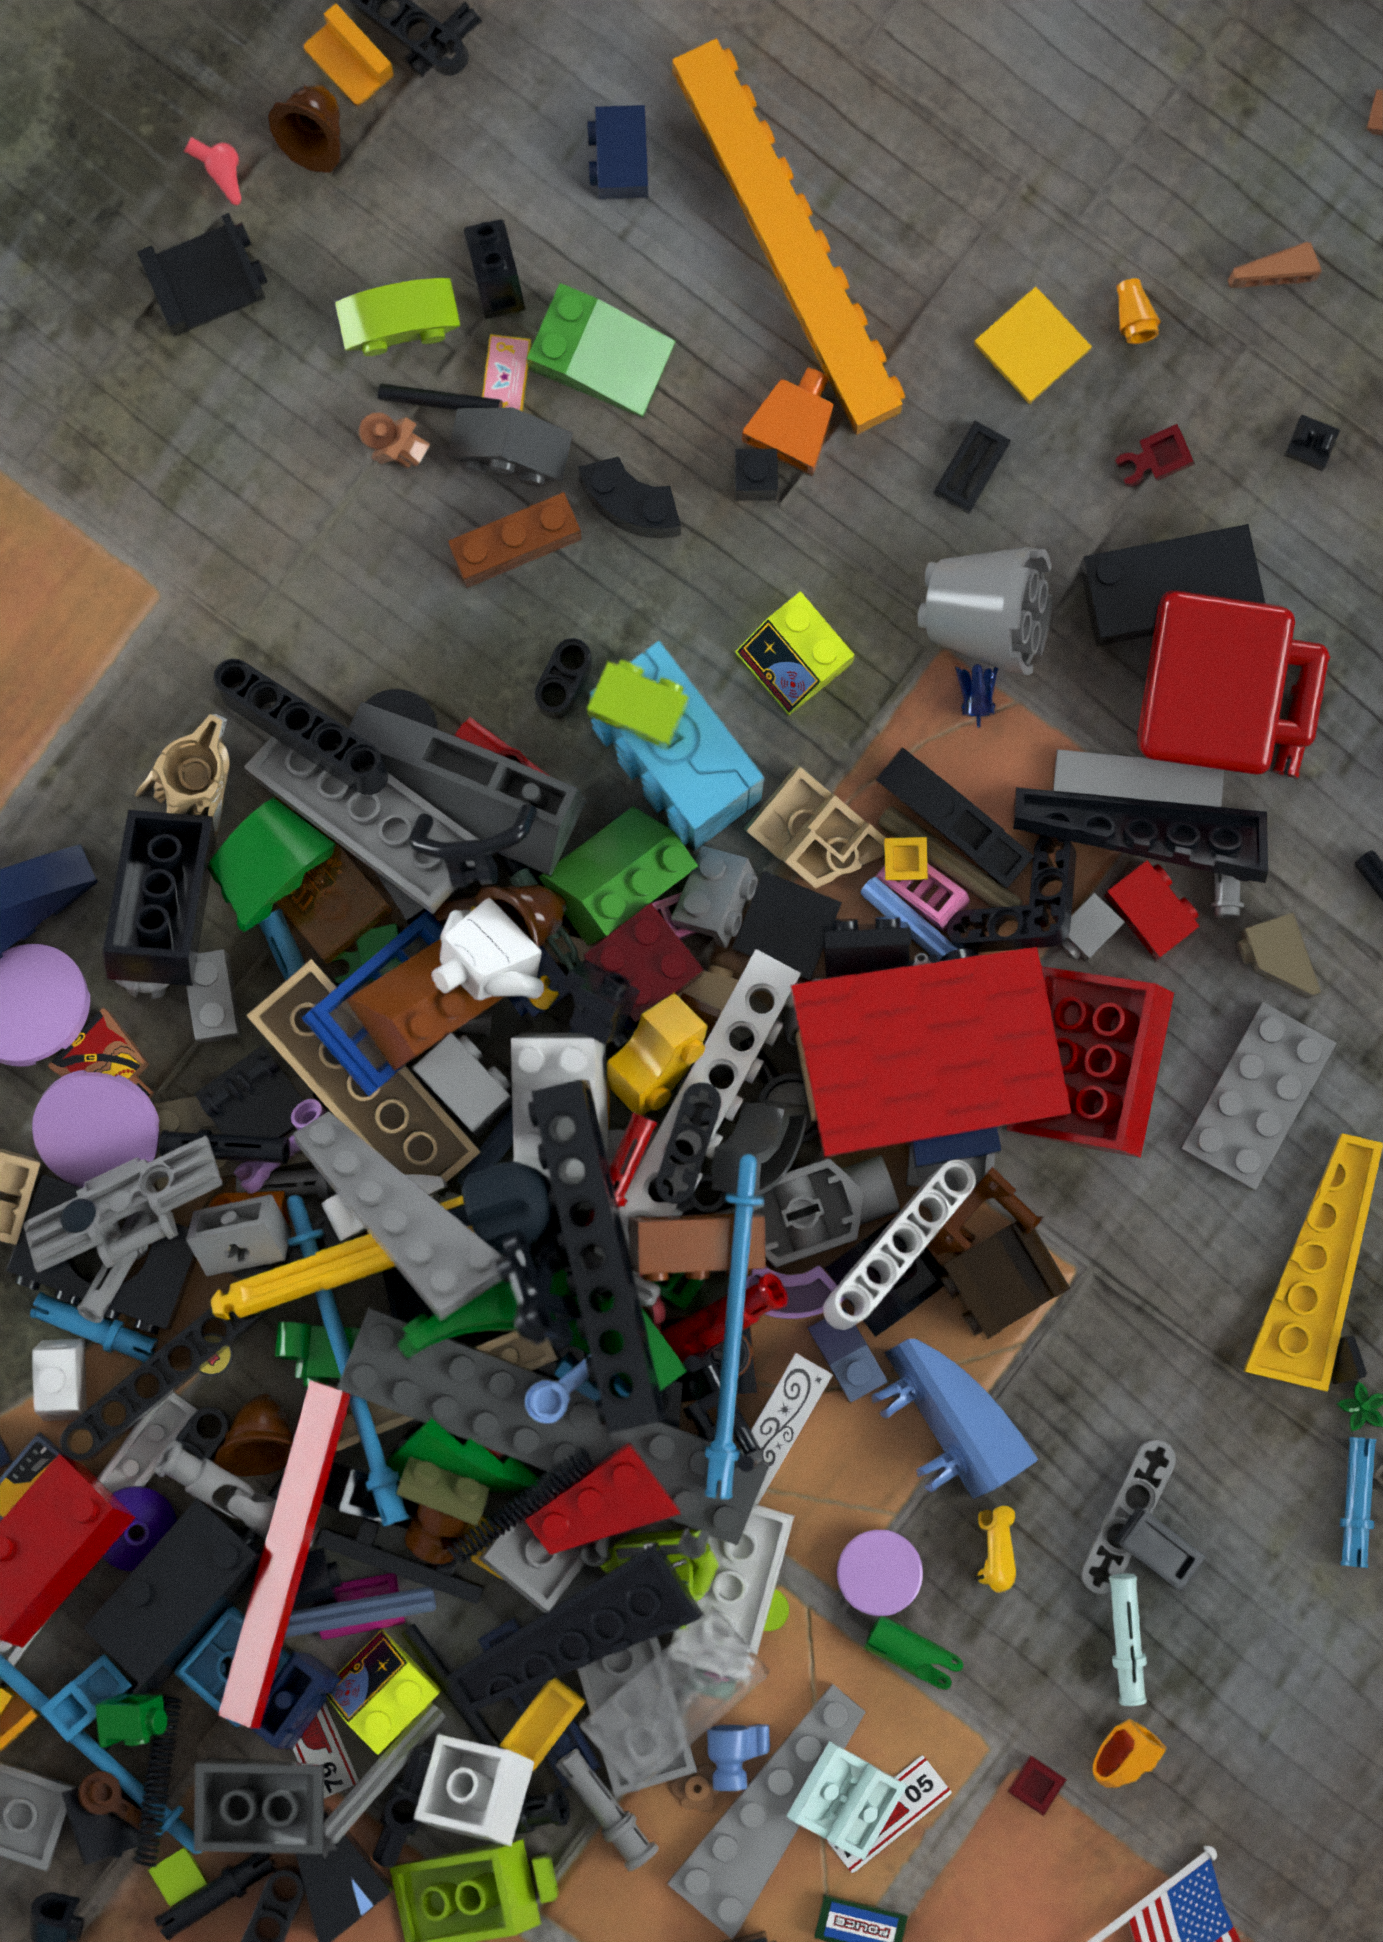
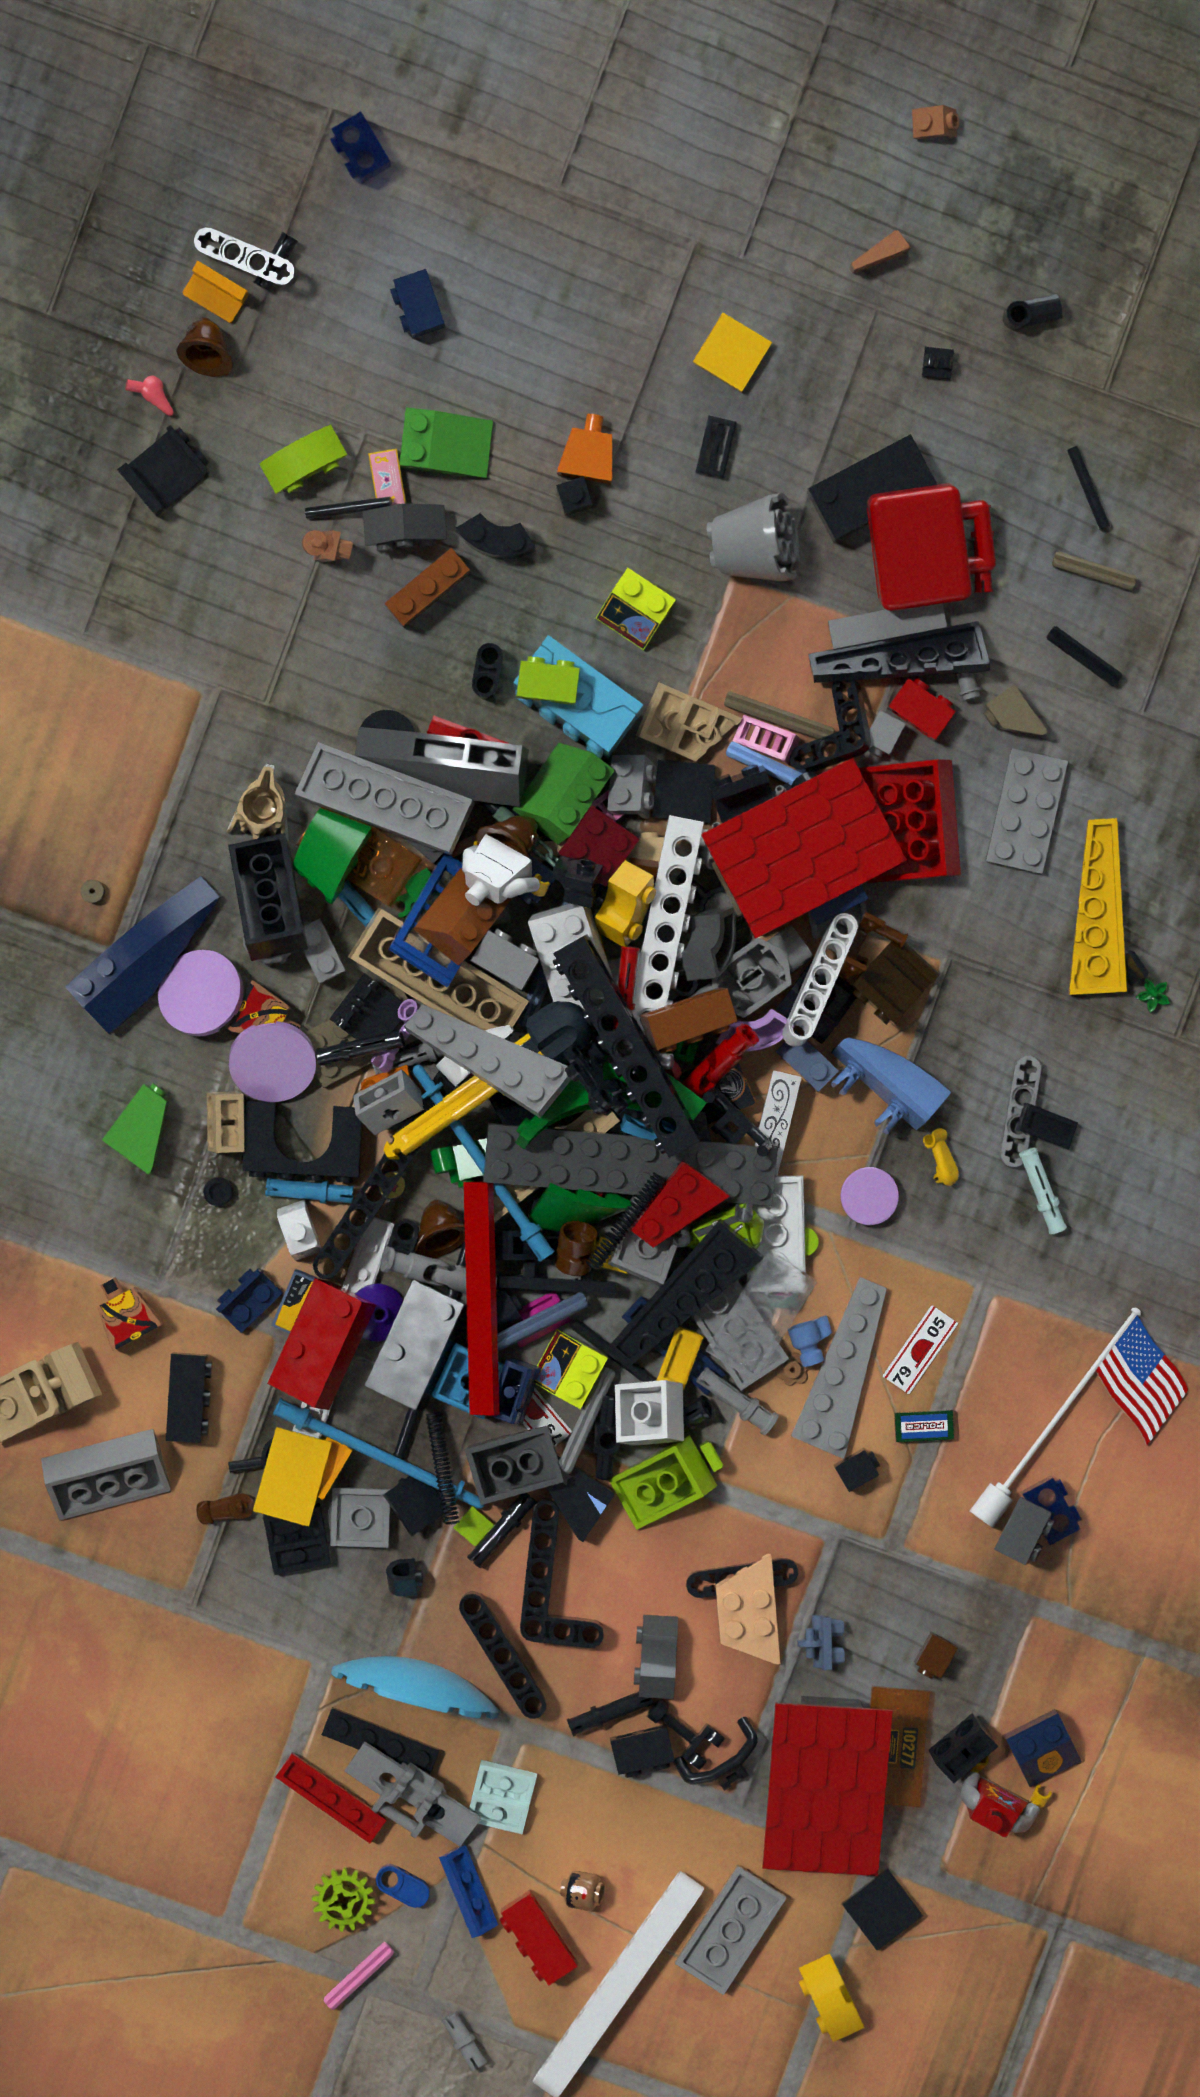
camera: 20 degrees left, 5 degrees up
(75, 1704) = (379, 1430): dark azure slope -> none
(95, 1212) = (300, 1099): light grey piece -> none
(102, 1794) = (409, 1488): reddish brown plate -> none
(110, 1279) = (316, 1131): light grey pin -> none
(130, 1718) = (413, 1434): green brick -> none
(311, 740) = (315, 747): black beam -> none
(443, 1490) = (572, 1227): olive plate -> none
(479, 851) = (472, 806): black piece -> none
(494, 268) = (357, 407): black bracket -> none
(549, 1400) = (623, 1148): light blue plate -> none
(688, 1109) = (655, 977): black beam -> none
(722, 1451) = (744, 1148): dark azure bar -> none
(787, 236) = (546, 328): light orange brick -> none
(846, 1800) = (891, 1348): light aqua slope -> none
(906, 858) = (749, 724): yellow plate -> none
(911, 1652) = (905, 1241): green piece -> none
(954, 817) = (773, 687): black slope -> none
(978, 692) = (763, 598): clear blue piece -> none
(1036, 1785) = (1011, 1302): dark red tile -> none
(1126, 1755) = (1063, 1265): light orange rock -> none
(1136, 314) = (796, 312): light orange cone -> none
(1163, 455) = (840, 402): dark red plate -> none
(1358, 1502) = (1167, 1057): dark azure pin -> none

